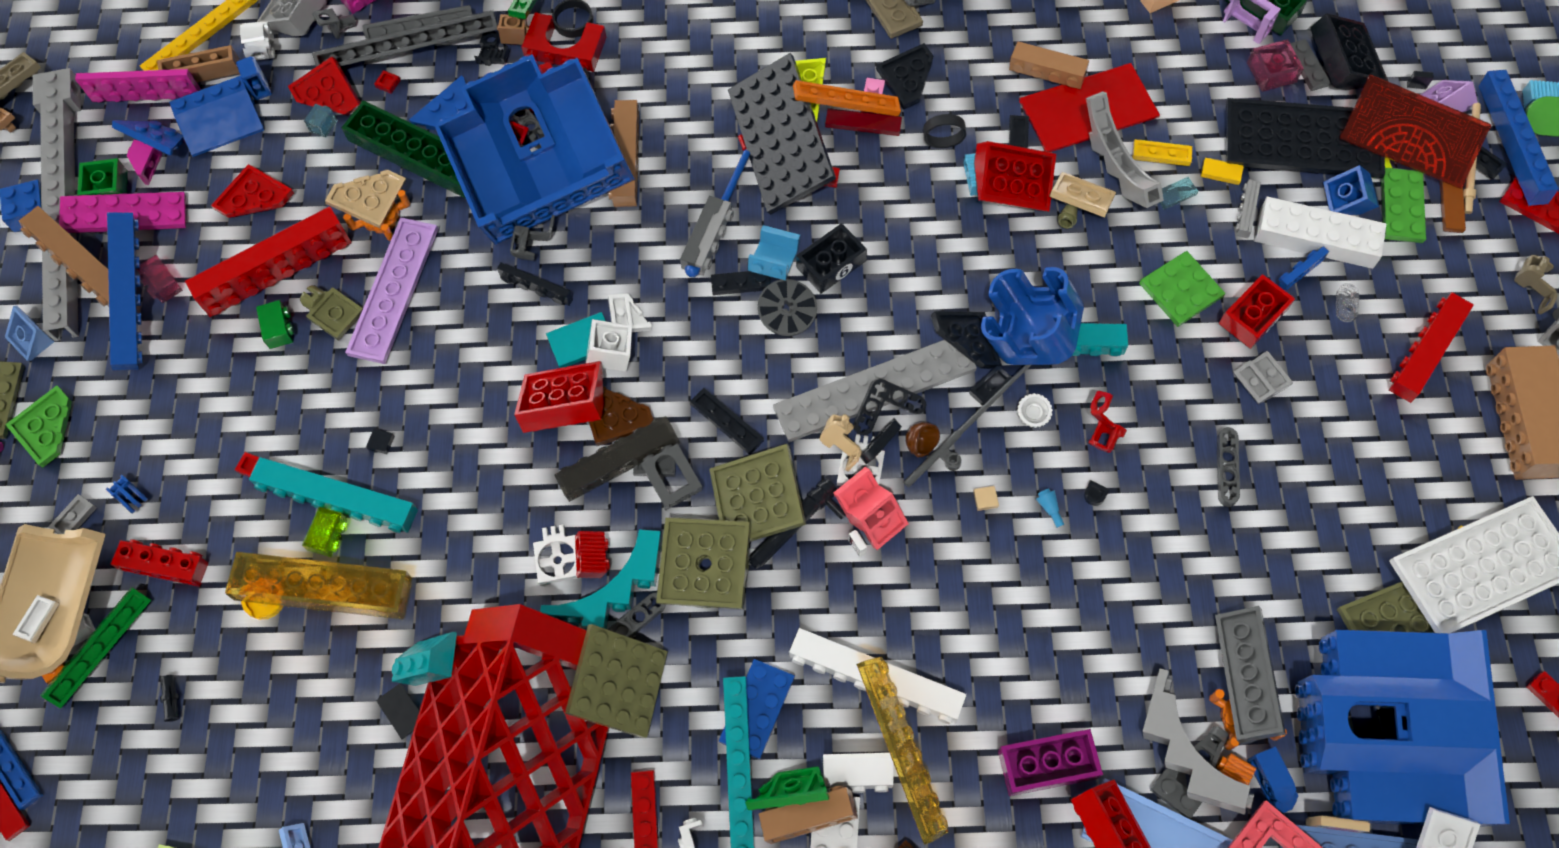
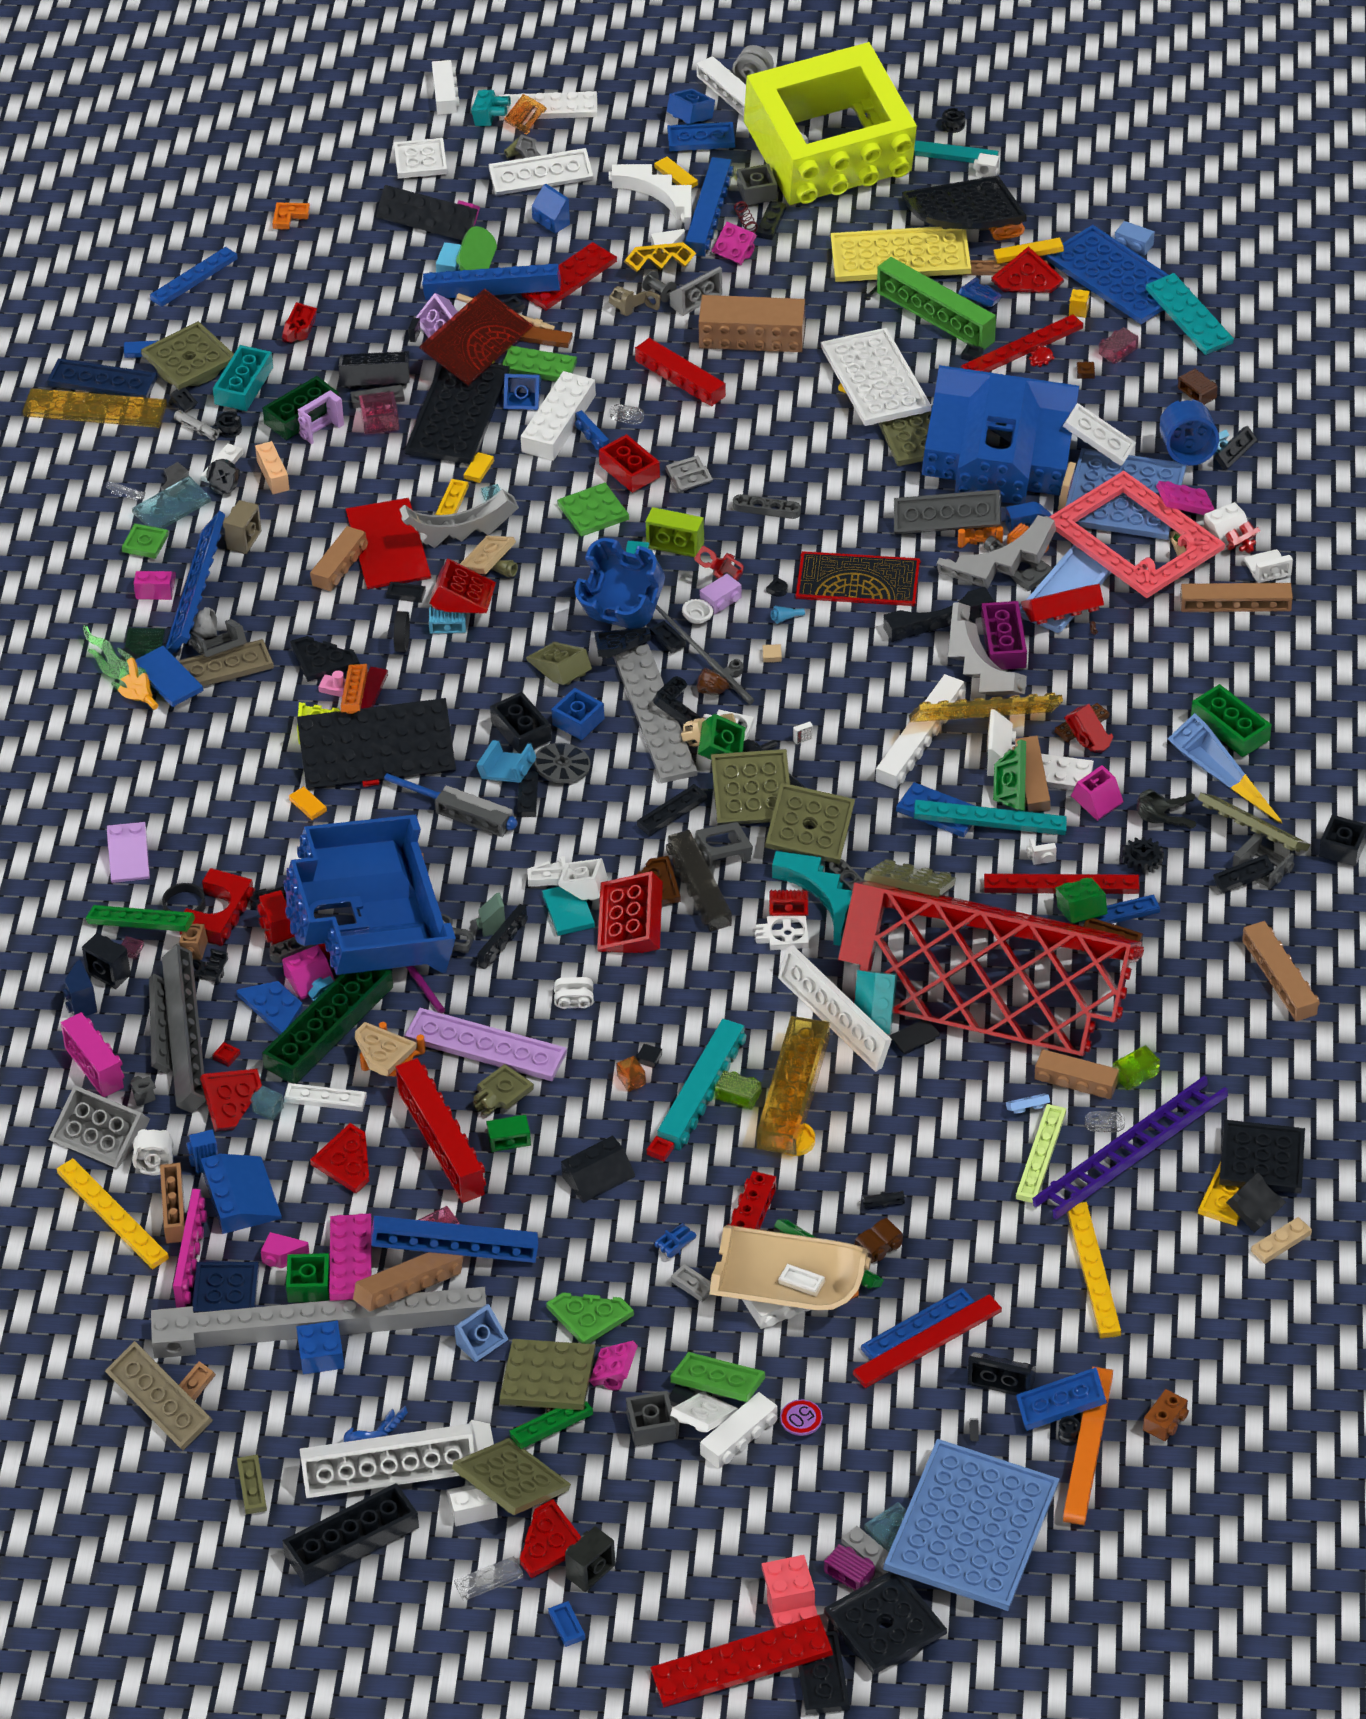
camera: 85 degrees left, 20 degrees down
(95, 128) = (225, 1286): none -> dark blue plate
(107, 698) = (880, 1239): none -> reddish brown brick
(151, 133) = (258, 1233): blue wing -> none
(223, 410) = (597, 1169): none -> black slope
(333, 164) = (325, 1097): none -> white tile
(348, 426) = (631, 1073): none -> clear orange brick
(423, 625) = (834, 1007): none -> white plate
(450, 352) = (573, 992): none -> white brick
(459, 235) = (426, 989): none -> magenta bar
(555, 270) = (491, 915): none -> sand green slope
(709, 94) = (307, 803): none -> light orange tile
(819, 455) = (720, 736): none -> green brick
(851, 310) = (578, 714): none -> blue brick
(871, 508) = (772, 717): coral bracket -> none
(880, 441) = (718, 704): black beam -> none
(932, 284) = (561, 662): none -> olive slope
(1015, 717) = (966, 646): none -> light grey arch
(1067, 432) = (721, 593): none -> lavender brick
(1103, 721) = (907, 624): none -> black arch
(1130, 583) = (858, 578): none -> black piece
(1151, 370) = (674, 532): none -> lime brick
(1247, 208) = (522, 456): light grey piece -> none

